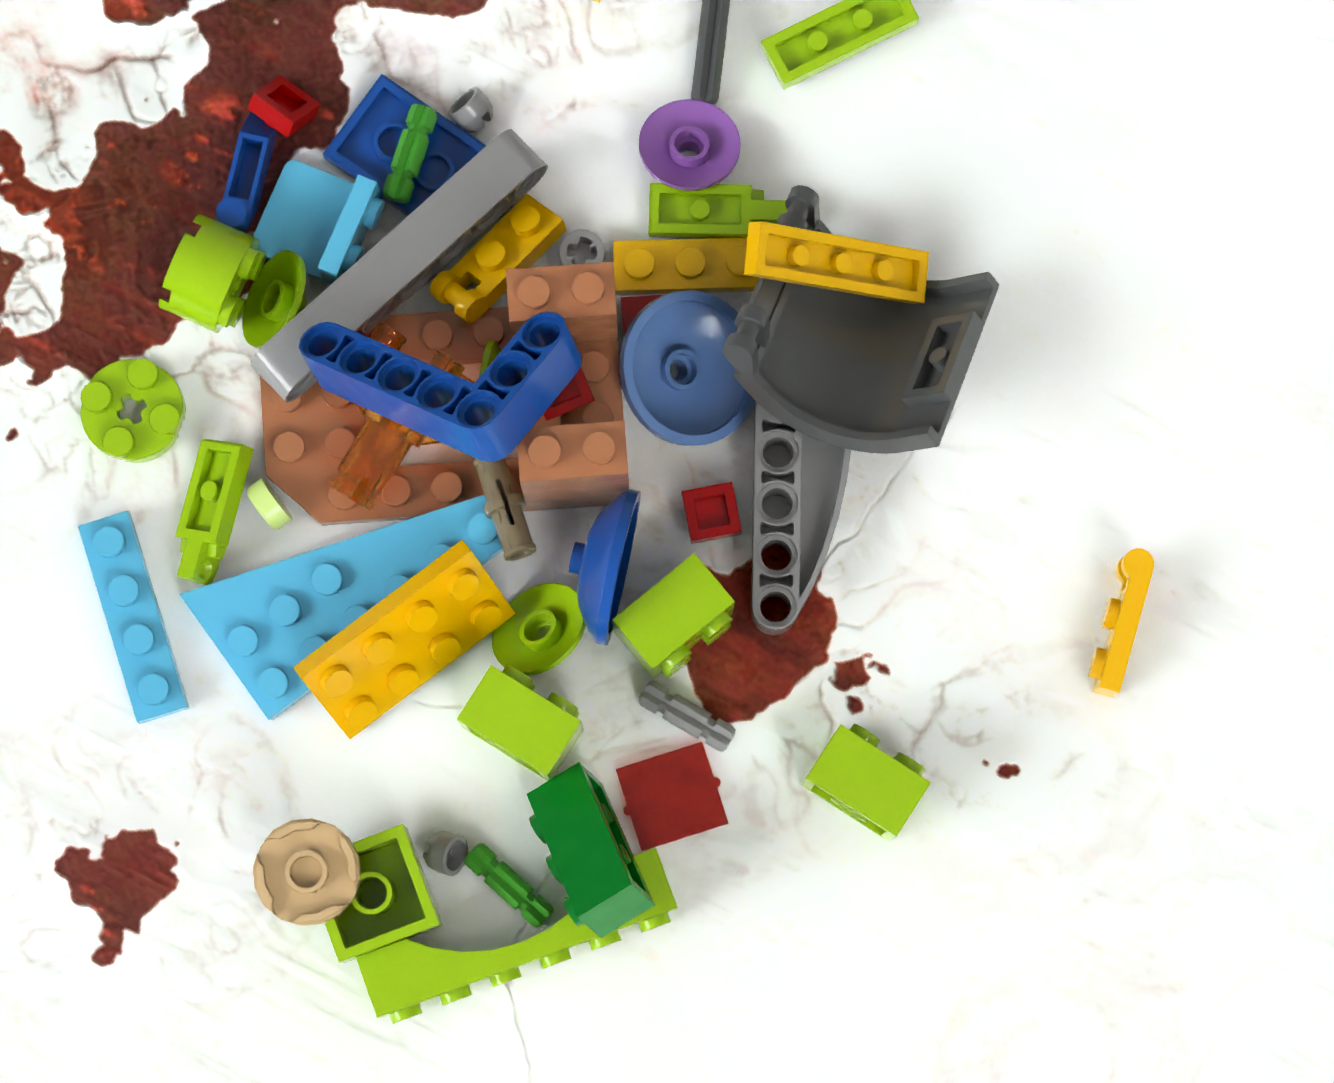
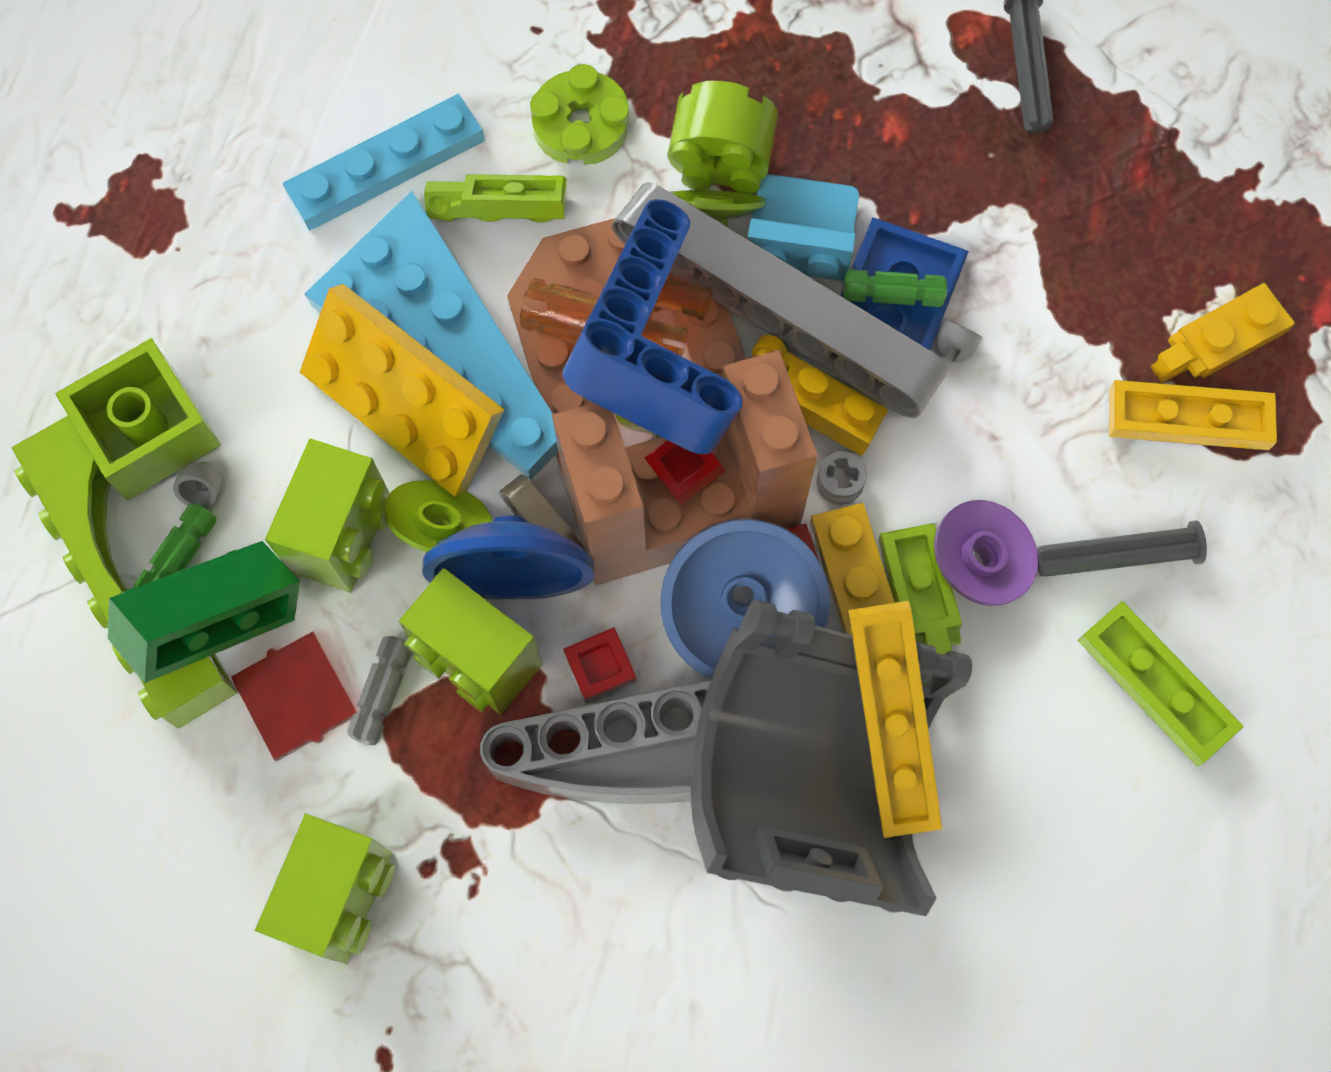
camera: 80 degrees right, 10 degrees down
(247, 174) = (833, 156): blue piece -> none
(269, 504) = (514, 245): yellowish green tile -> none
(283, 106) = (908, 170): red plate -> none
(307, 872) = (138, 341): tan tile -> none
(513, 538) = (528, 453): dark tan pin -> none
(561, 536) = (529, 504): none -> dark tan beam

